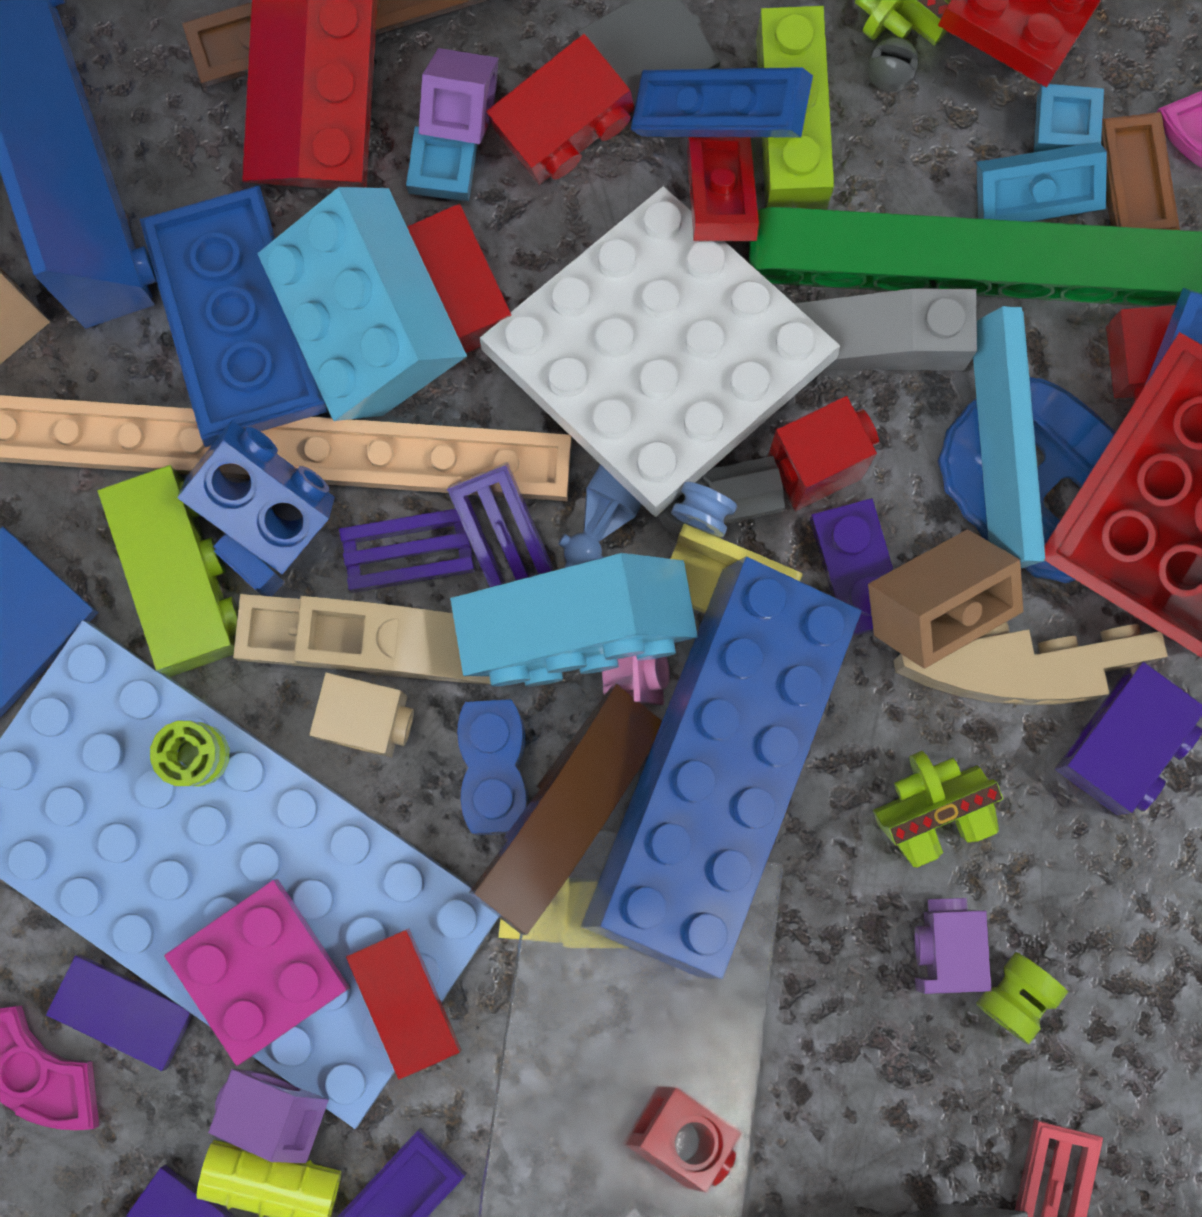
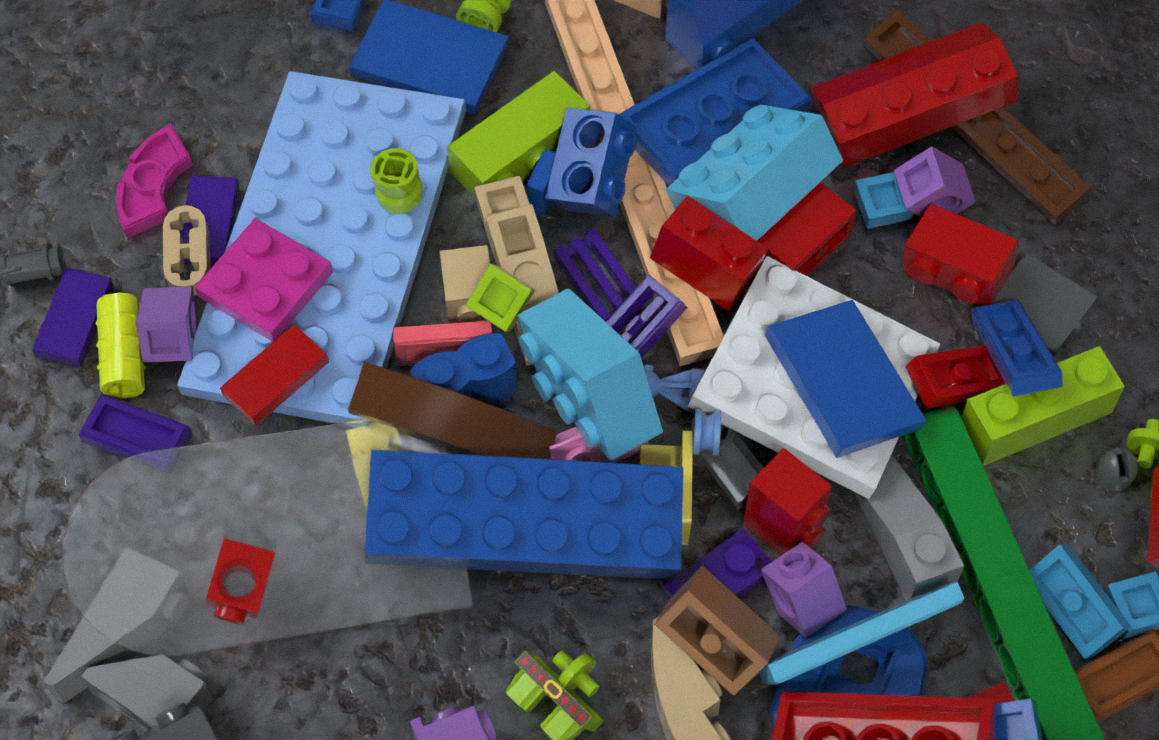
camera: 65 degrees right, 20 degrees down
(163, 1073) = (176, 251): none -> tan beam
(420, 686) = (500, 297): none -> lime plate
(430, 776) = (419, 342): none -> coral tile
(453, 405) = (708, 253): none -> red brick
(693, 318) = (845, 378): none -> blue tile
(924, 478) = (804, 589): none -> medium lavender brick

